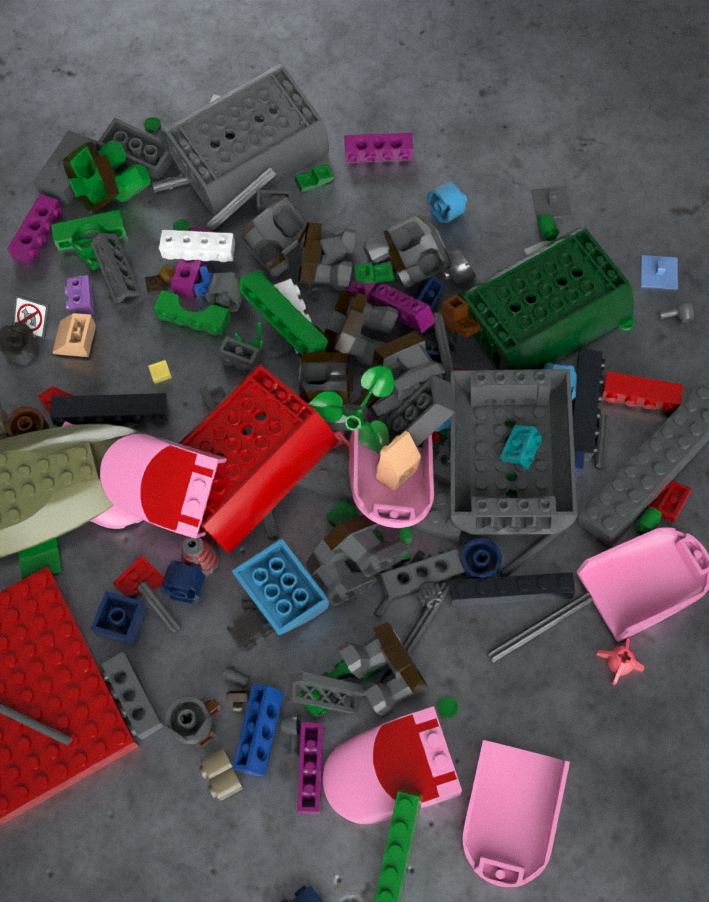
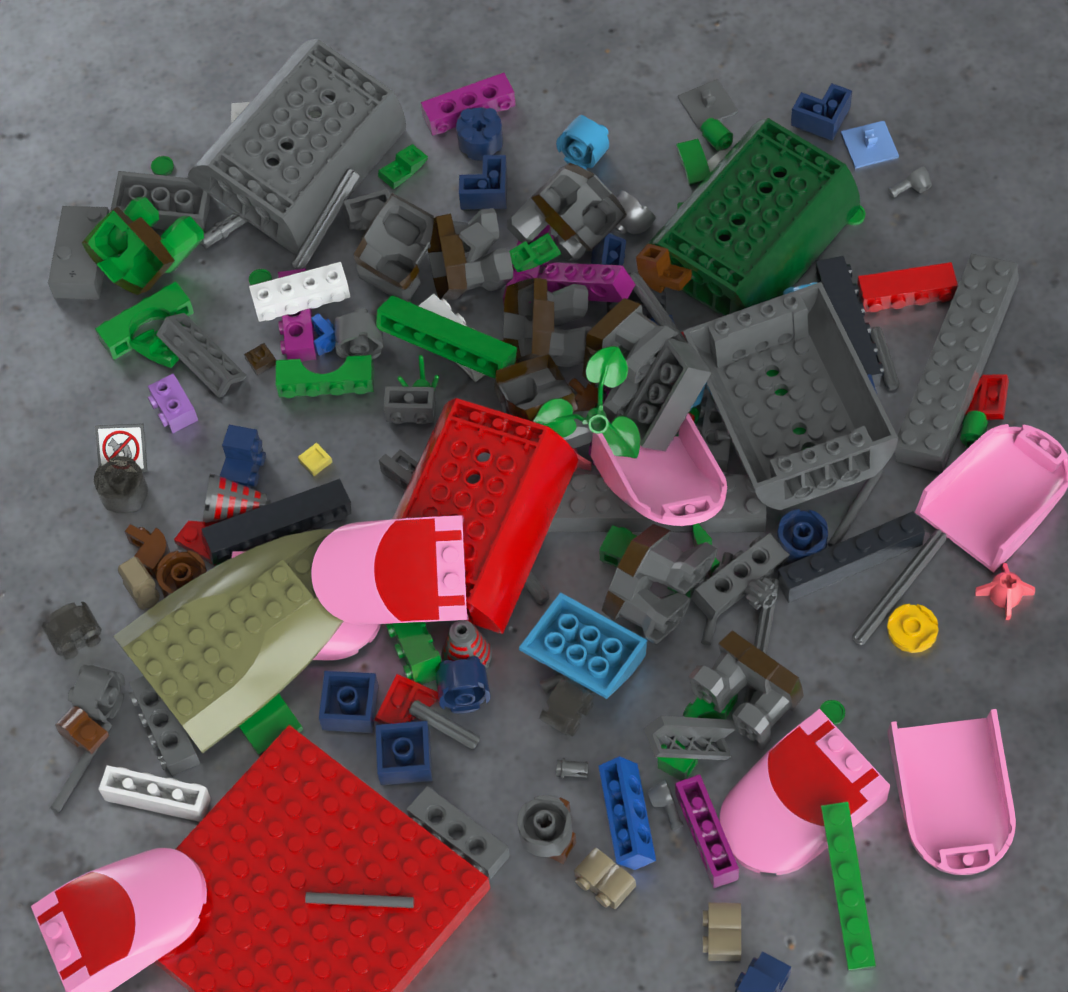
camera: 20 degrees left, 5 degrees down
(19, 397) = (151, 547): none -> reddish brown brick
(35, 229) = (66, 350): magenta brick -> none
(75, 335) = (187, 451): light nougat slope -> none
(84, 381) = (230, 499): none -> dark grey cone
(98, 563) = (348, 701): none -> dark blue brick
(107, 355) = (243, 455): none -> dark blue brick
(162, 547) = (417, 650): none -> green wedge
(166, 273) = (271, 340): pearl gold piece -> none
(237, 698) = (586, 790): dark brown tile -> none
(291, 854) = (723, 931): none -> dark tan brick
(364, 214) = (485, 189): none -> dark blue brick
(377, 171) = (479, 132): none -> dark blue brick
(398, 461) = (664, 454): light nougat slope -> none
(521, 446) = (798, 389): teal bracket -> none
(522, 241) = (693, 160): none -> green slope
(536, 663) = (912, 628): none -> yellow tile
(632, 239) = (823, 115): none -> dark blue brick

